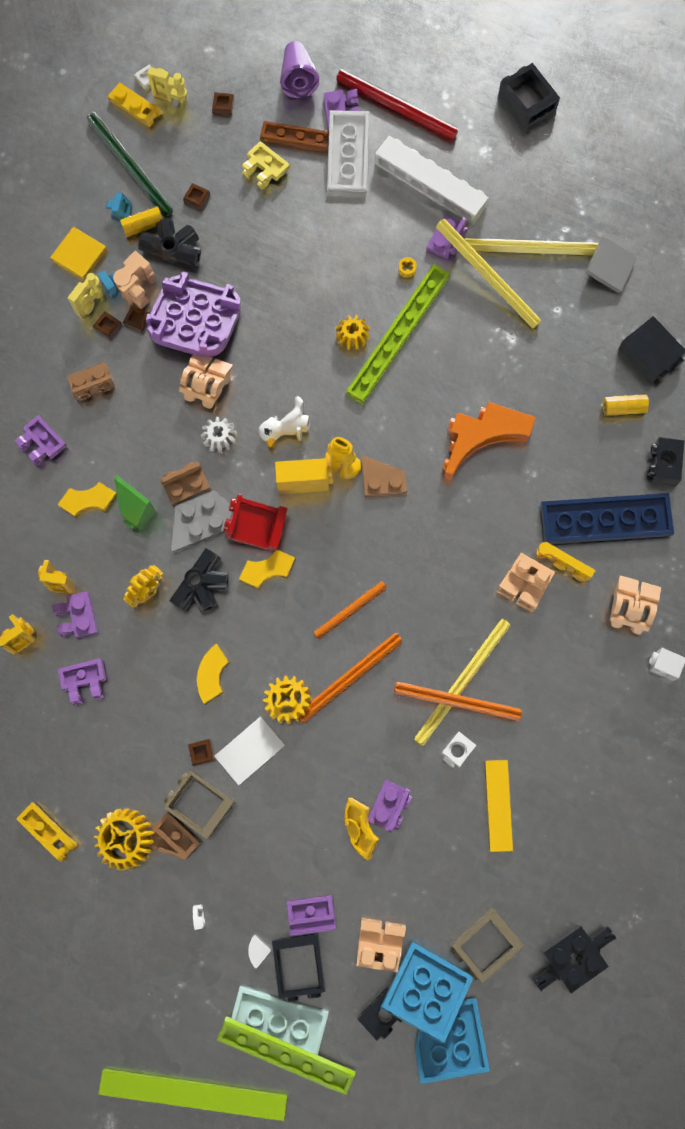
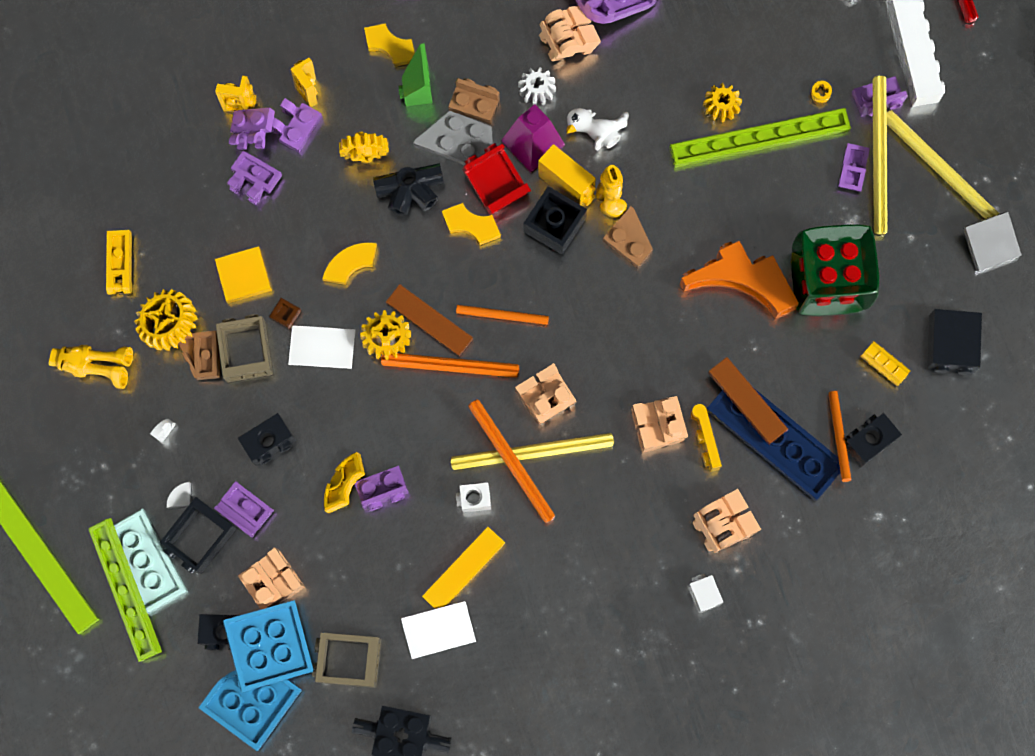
camera: 45 degrees right, 0 degrees up
(44, 642) = (250, 127): none -> medium lavender plate
(90, 931) = (79, 358): none -> yellow piece
(144, 754) = (243, 274): none -> yellow tile
(251, 472) = (531, 137): none -> magenta slope
(272, 864) = (253, 440): none -> black brick
(305, 661) = (429, 320): none -> dark orange tile
(323, 512) = (555, 220): none -> black brick
(438, 645) = (547, 396): none -> light nougat hips
(477, 297) = (853, 167): none -> medium lavender slope
(523, 863) = (438, 630): none -> white sticker
(539, 373) = (835, 269): none -> dark green piece
(568, 511) = (748, 400): none -> dark orange tile
(646, 479) = (839, 436): none -> orange bar

